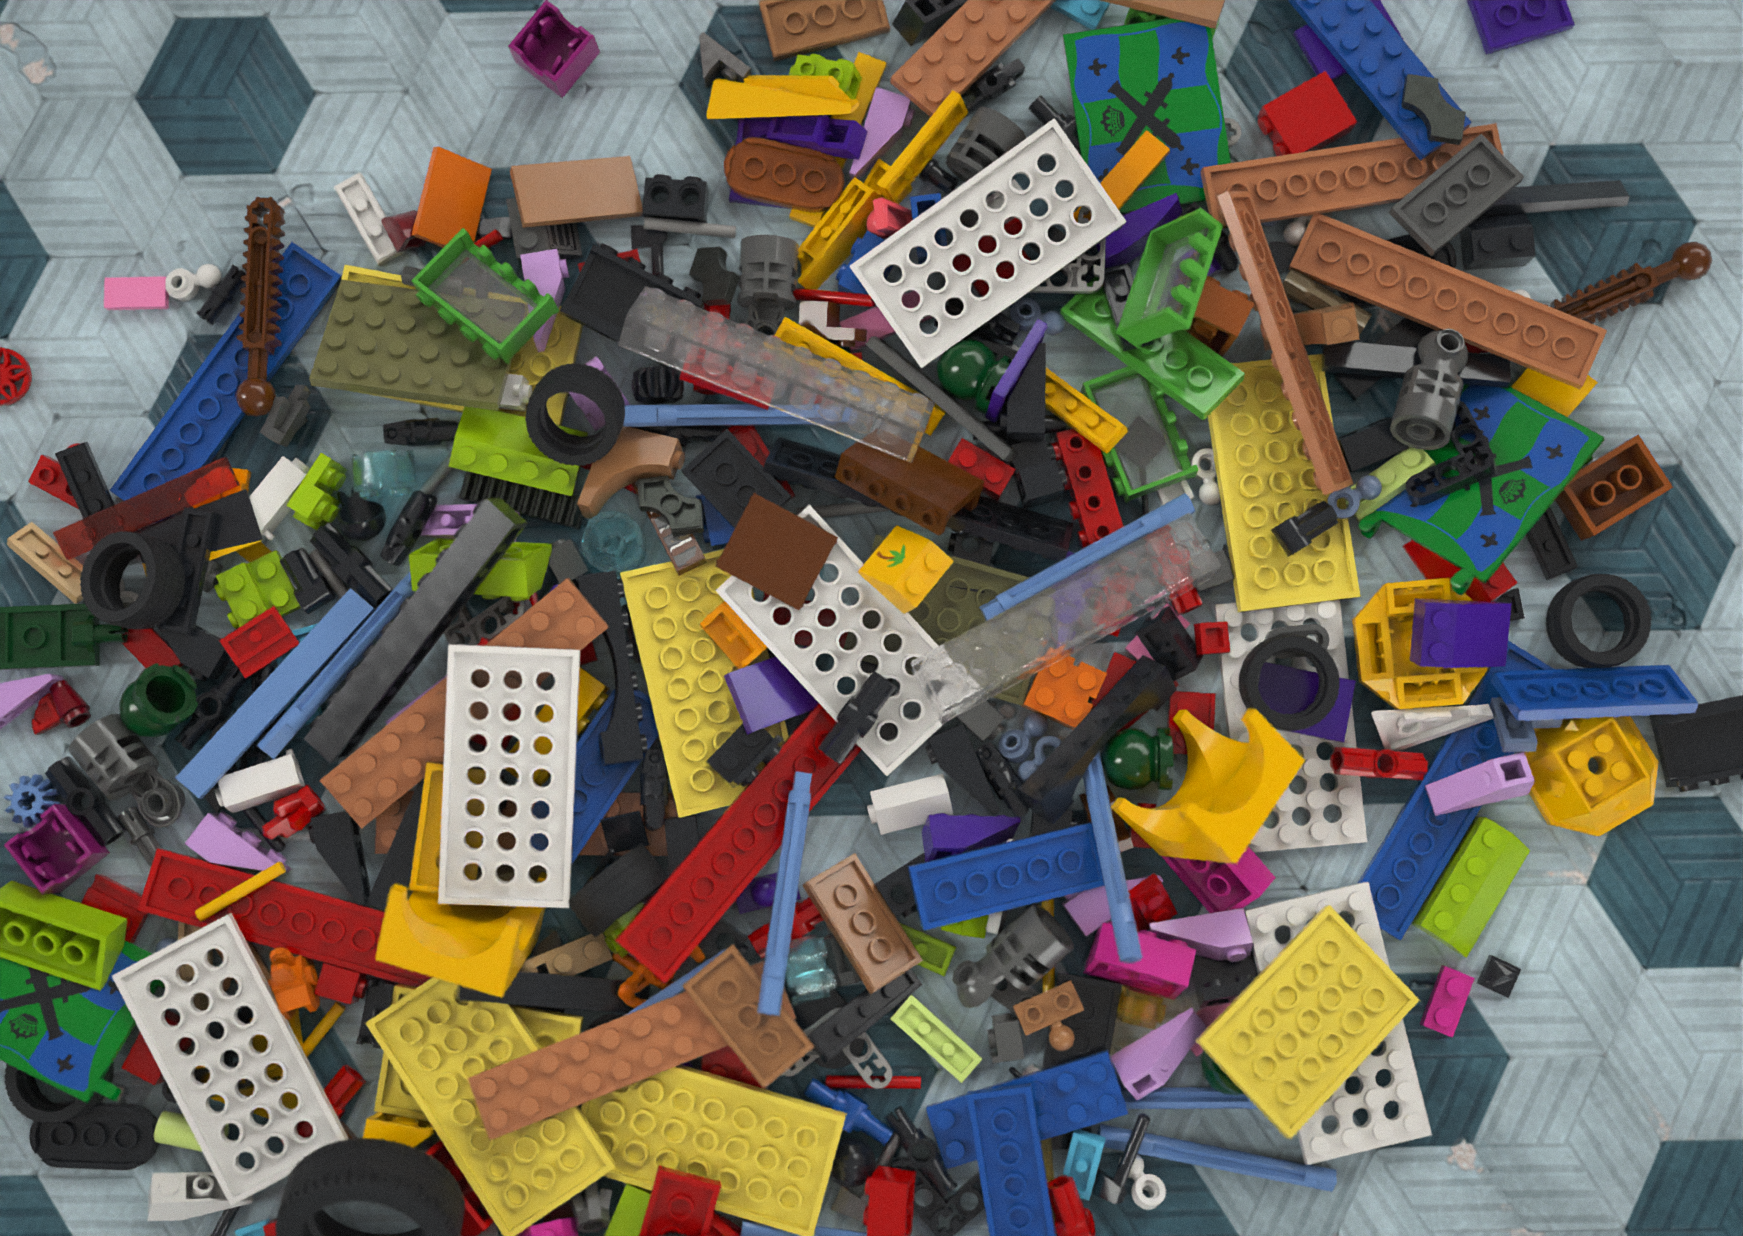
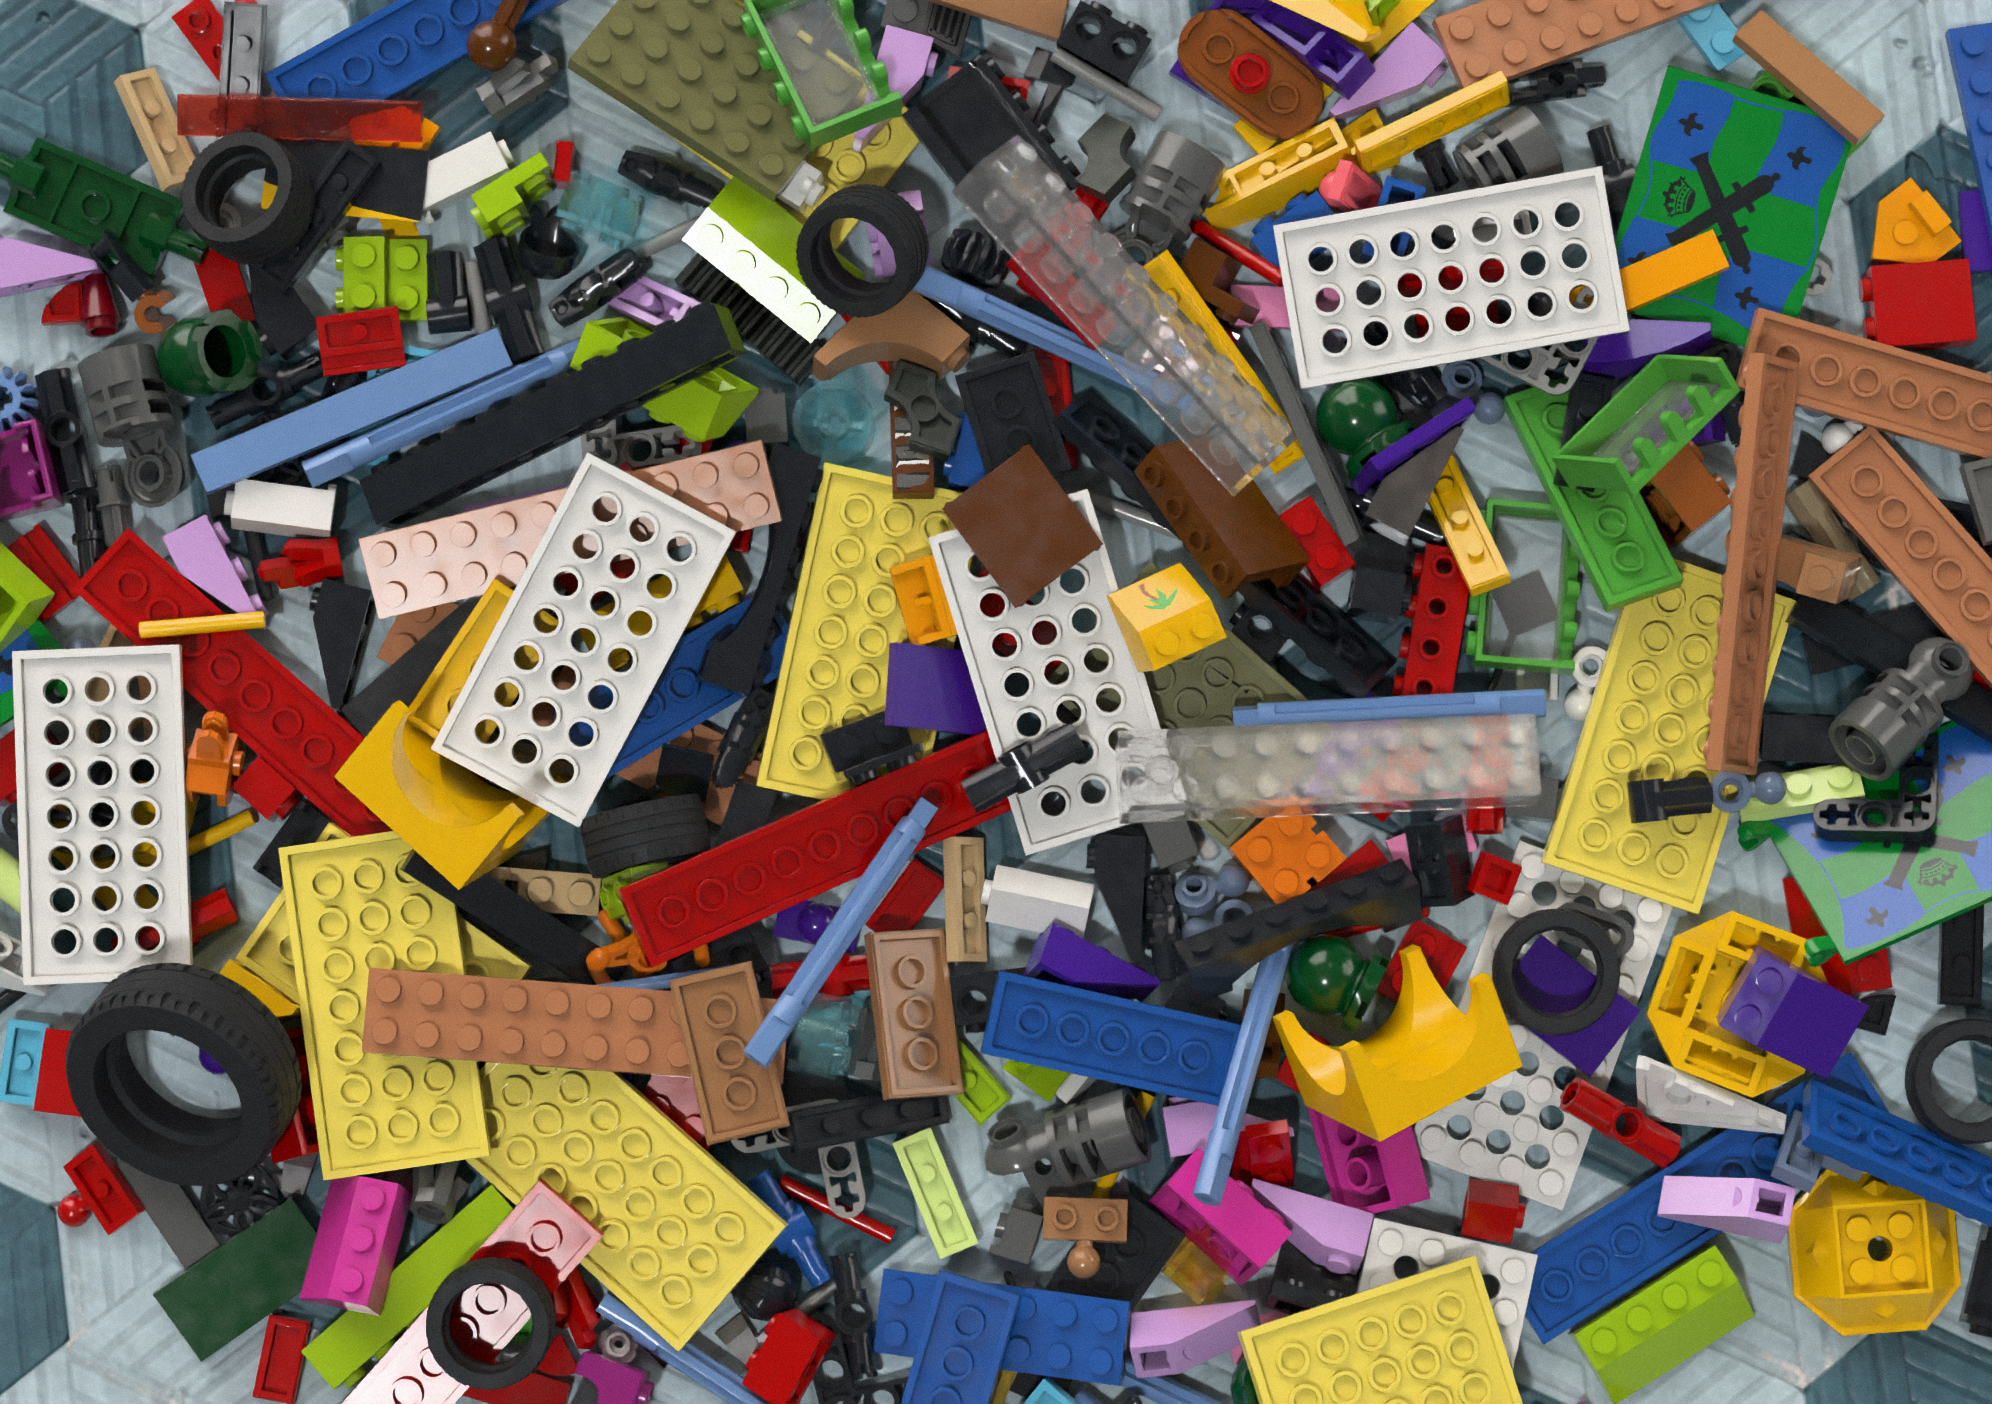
camera: 25 degrees right, 0 degrees up
(83, 676) = (133, 283): none -> black piece
(133, 863) = (87, 532): none -> black pin
(344, 450) = (564, 163): none -> red tile
(783, 173) = (1249, 73): none -> red plate
(820, 845) = (907, 900): none -> red tile
(857, 825) = (963, 892): none -> tan plate
(1274, 69) = (1911, 227): none -> light orange plate
(1320, 866) = (1491, 1211): none -> red brick

